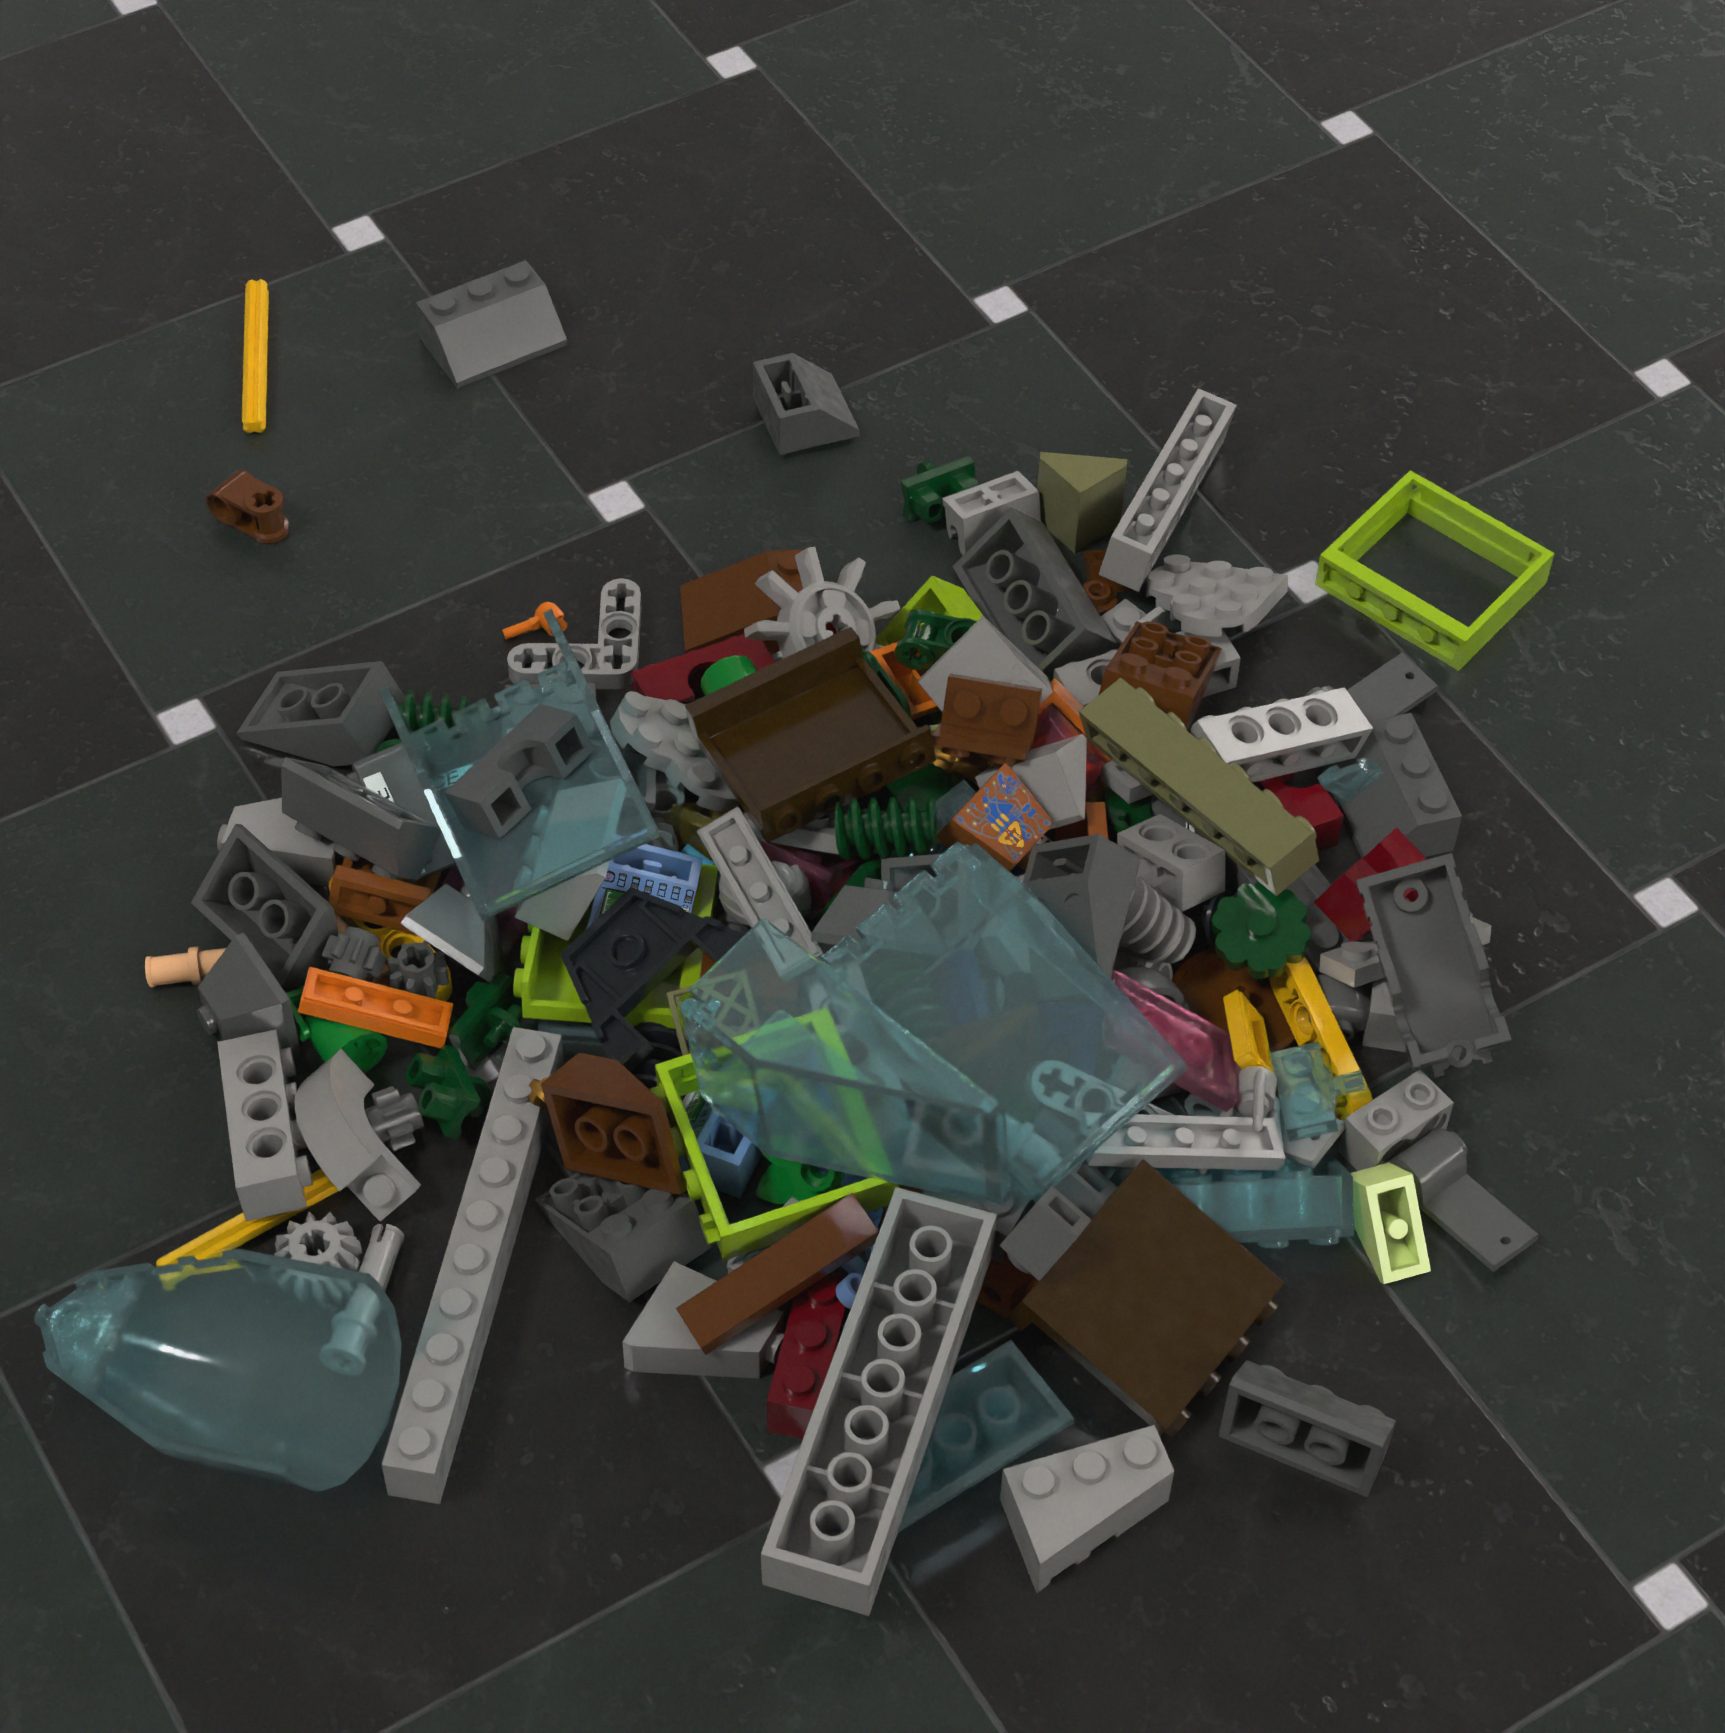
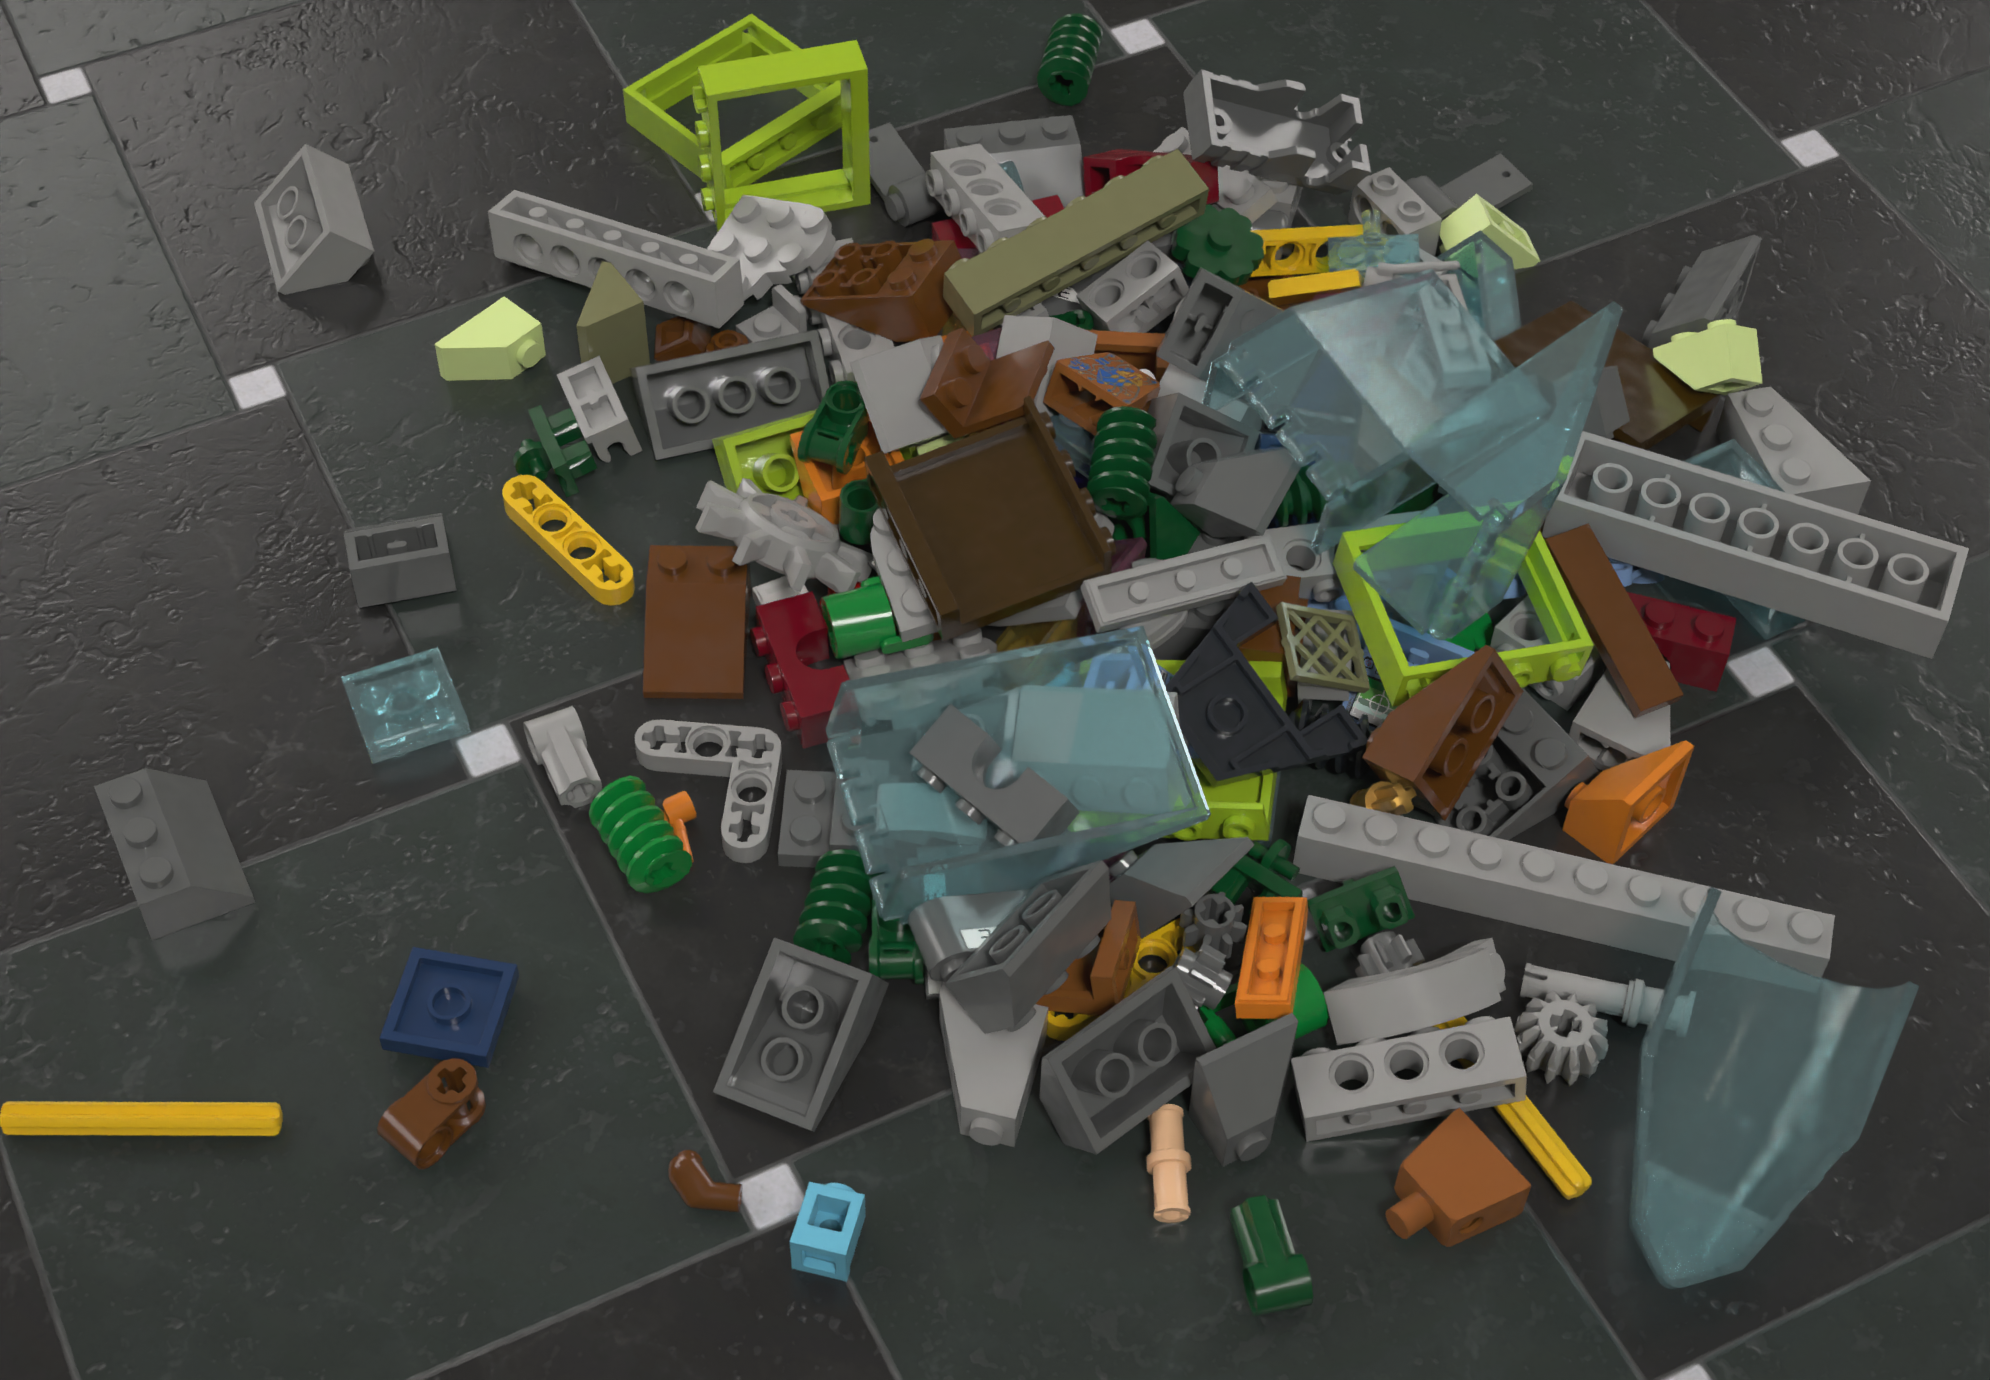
camera: 85 degrees left, 0 degrees up
(84, 1039) = (1272, 1272): none -> dark green piece
(137, 743) = (814, 1242): none -> medium azure brick
(166, 1169) = (1456, 1185): none -> dark orange torso
(182, 671) = (697, 1186): none -> reddish brown arm
(349, 503) = (449, 1007): none -> dark blue plate
(512, 585) = (639, 836): none -> green piece
(578, 1311) = (1626, 801): none -> orange slope
(610, 532) = (561, 747): none -> light grey piece
(646, 436) = (405, 705): none -> clear light blue plate
(850, 520) = (564, 541): none -> yellow beam
(1065, 427) = (492, 345): none -> yellowish green slope
(1182, 1395) = (1715, 359): none -> yellowish green slope
(1193, 301) = (313, 223): none -> light grey slope
(1346, 642) = (779, 72): none -> lime window
(1581, 825) = (1069, 59): none -> dark green piece

